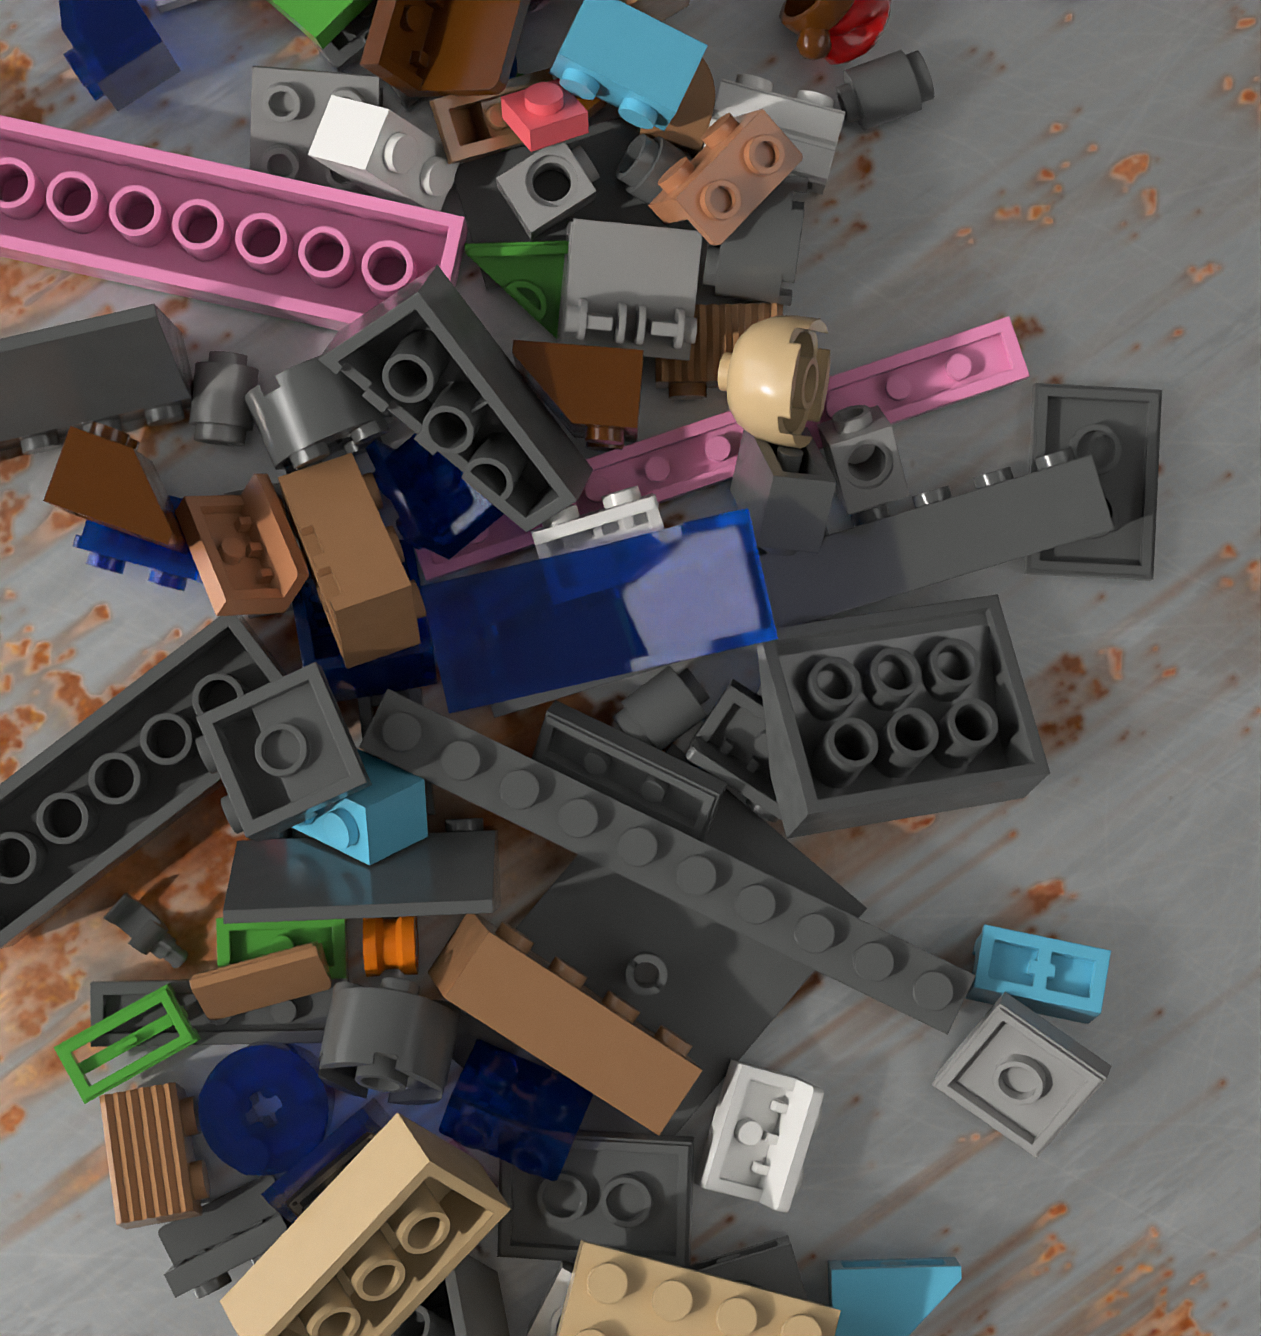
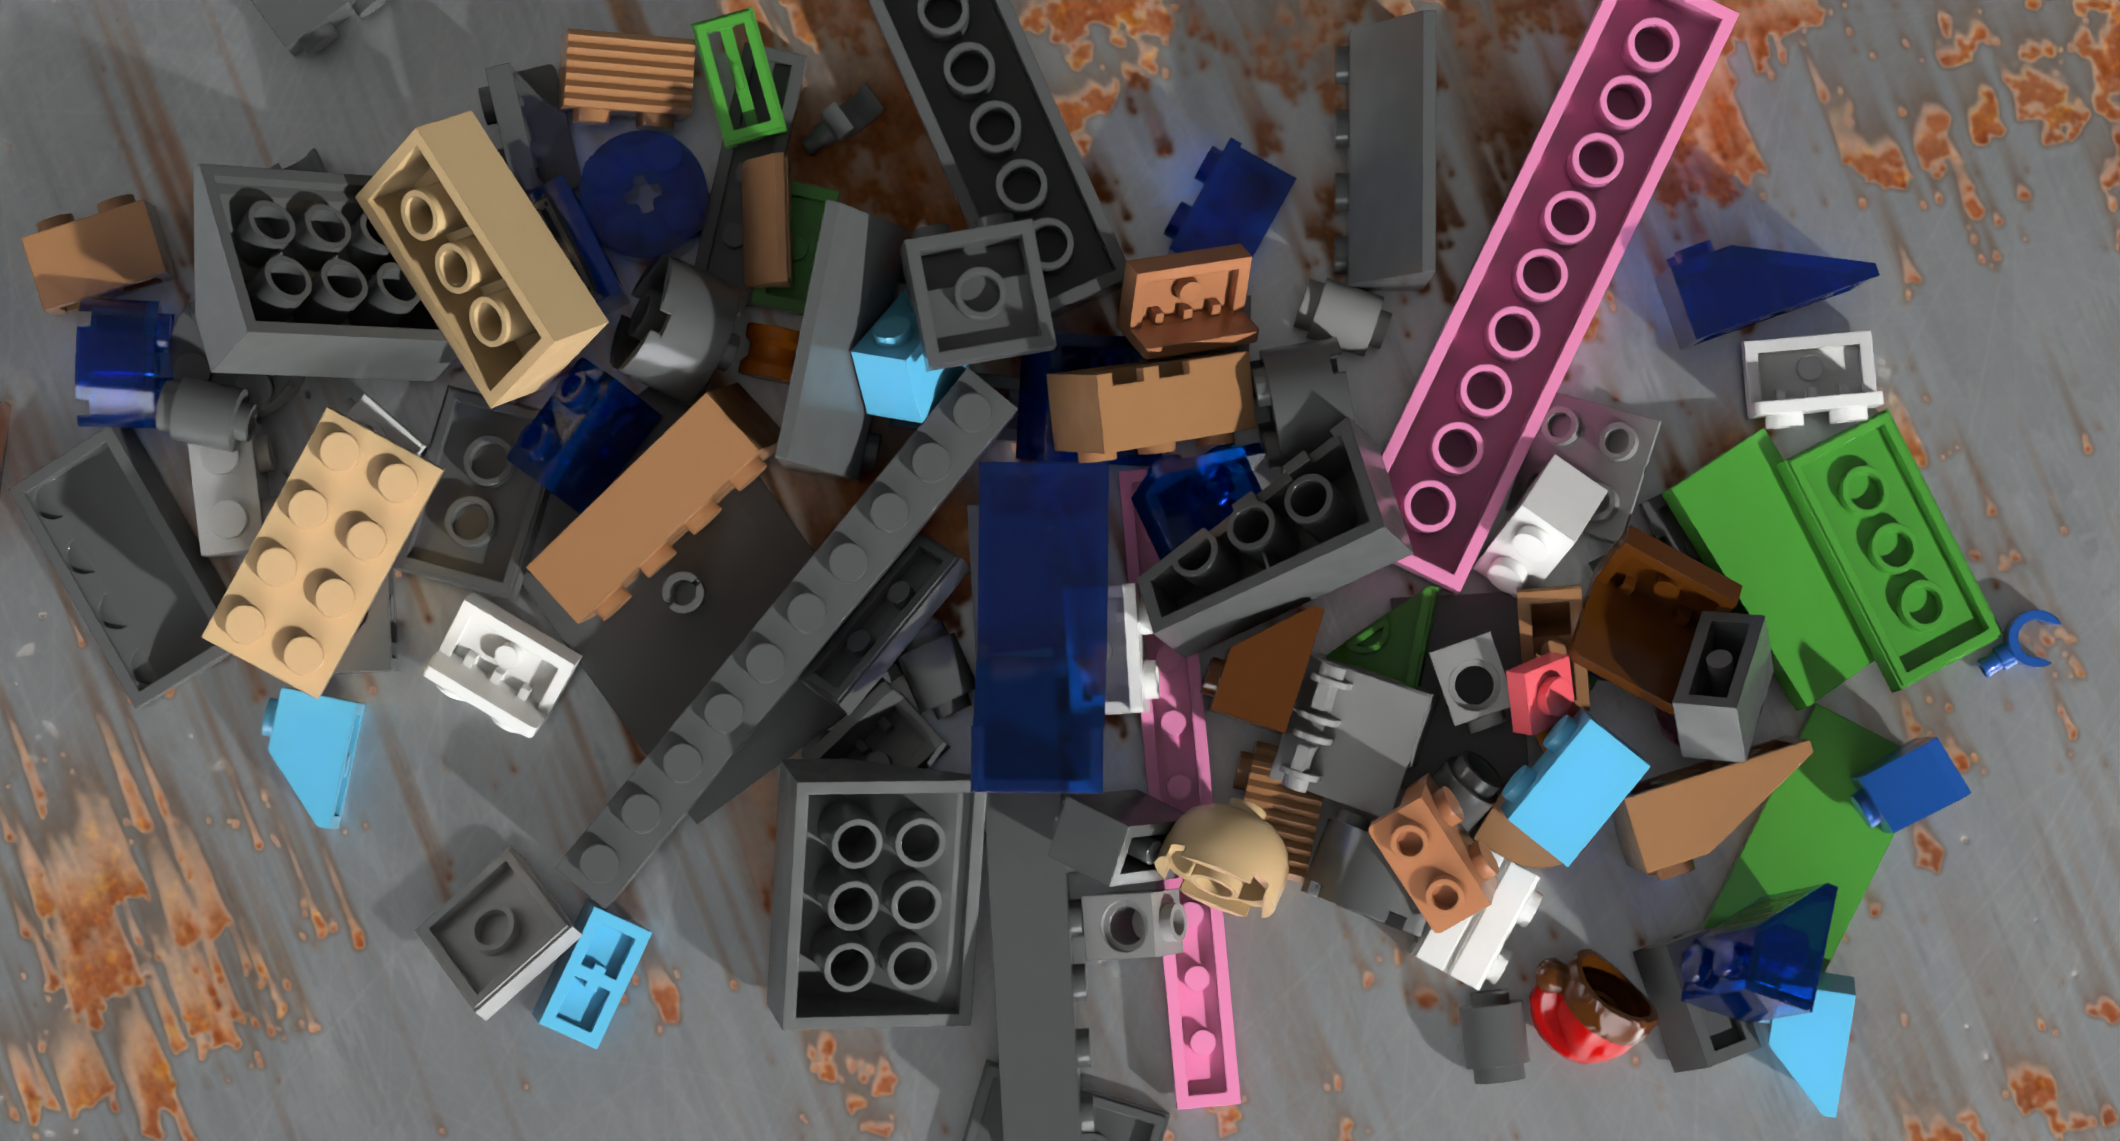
camera: 105 degrees right, 0 degrees up
(115, 486) = (1274, 193): reddish brown slope -> none

